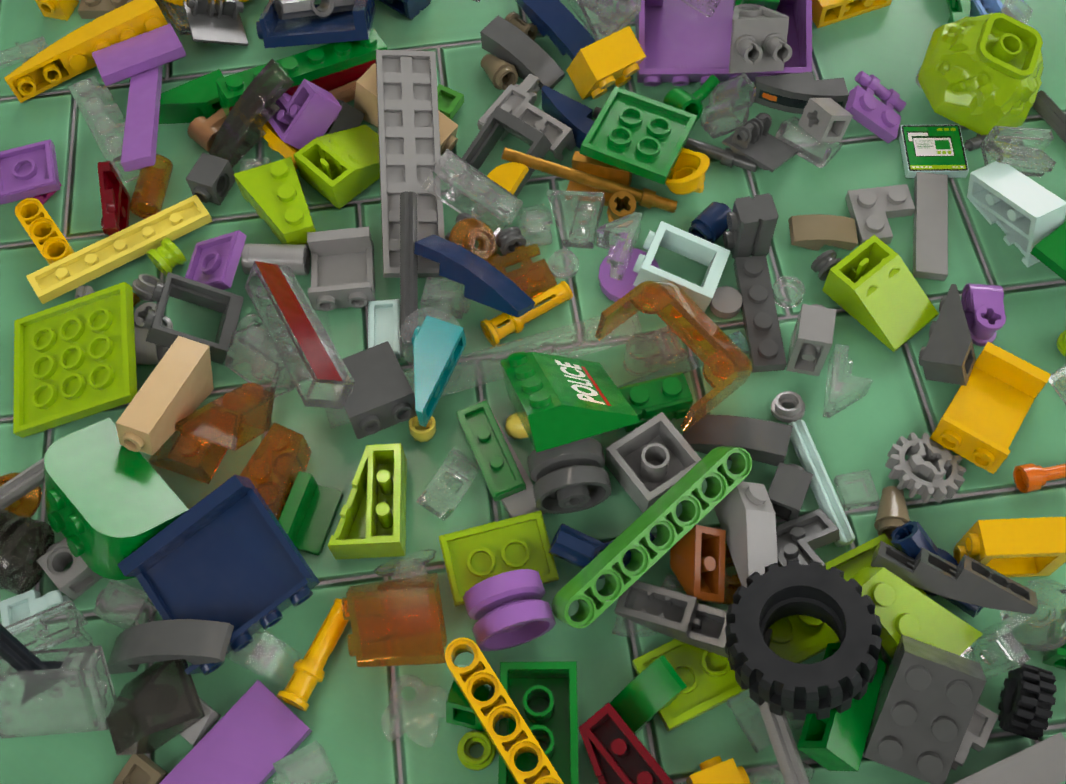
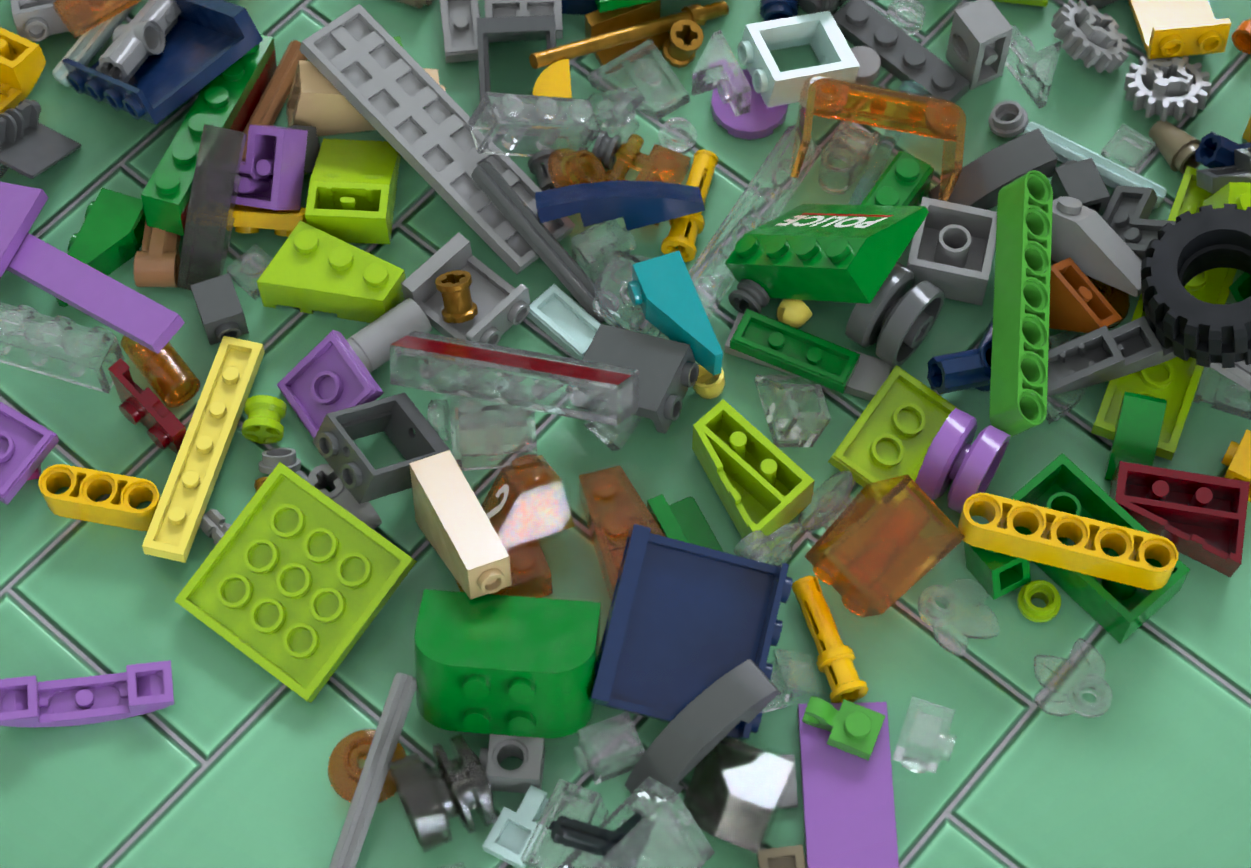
camera: 45 degrees left, 0 degrees up
(267, 724) = (851, 727): none -> bright green plate
(322, 558) = (769, 549): none -> clear plate
(329, 263) = (456, 296): none -> pearl gold bush
(499, 395) = (748, 296): none -> dark grey bush
(900, 392) = (1090, 36): none -> light grey gear

